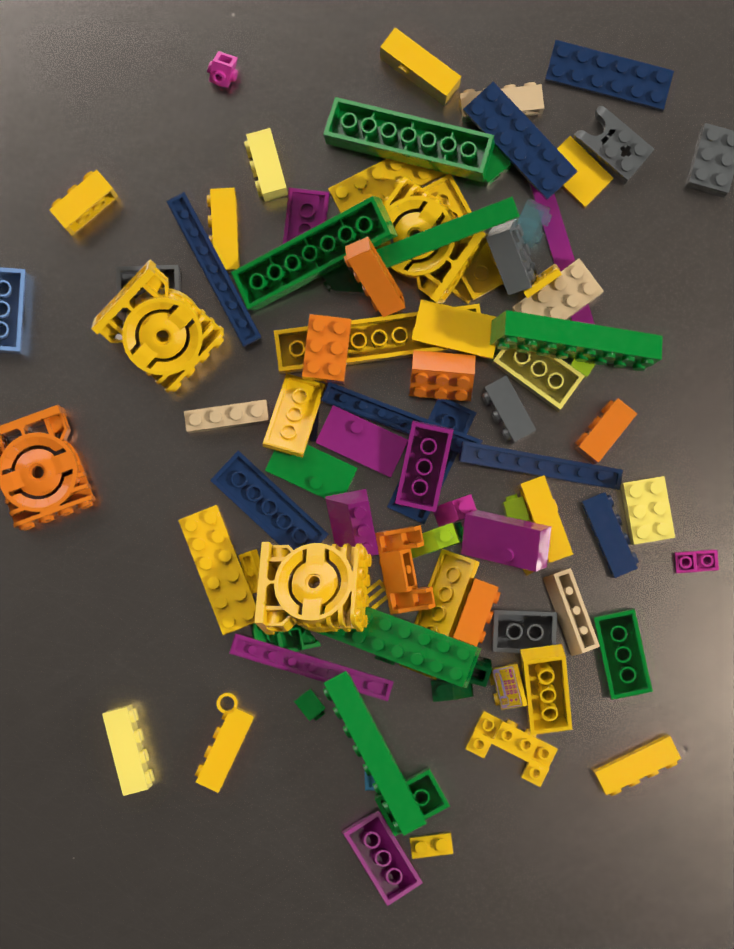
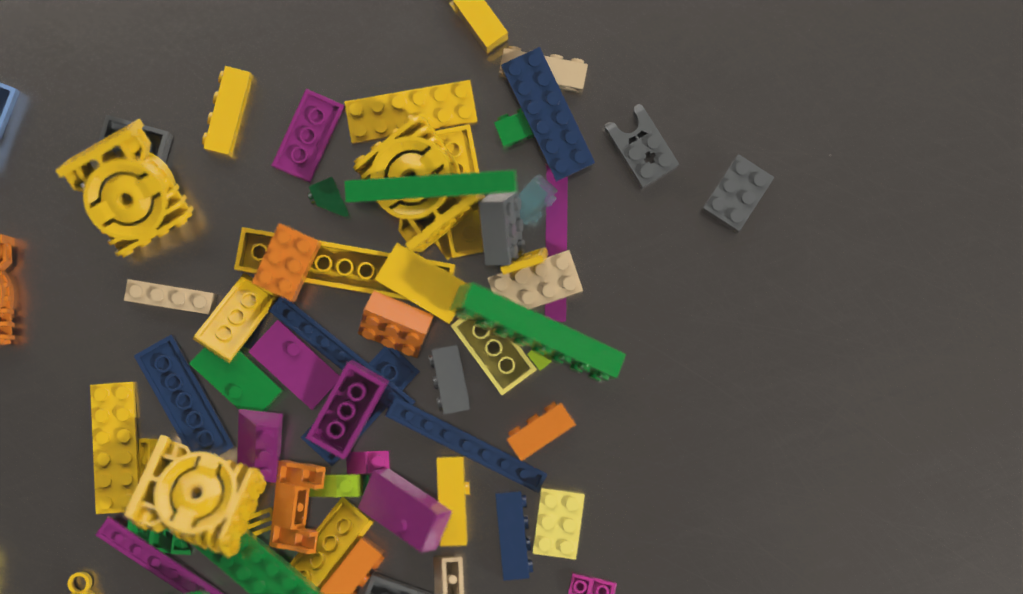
camera: 15 degrees right, 0 degrees up
(83, 202) = (95, 40): yellow brick -> none
(213, 269) = (202, 147): dark blue tile -> none
(265, 165) = (288, 59): light yellow brick -> none
(312, 253) = (305, 163): green brick -> none
(374, 276) = (355, 206): orange brick -> none
(409, 139) = (437, 78): green brick -> none
(515, 507) = (427, 480): lime brick -> none
(590, 176) = (608, 169): yellow tile -> none
(609, 75) = (660, 75): dark blue plate -> none

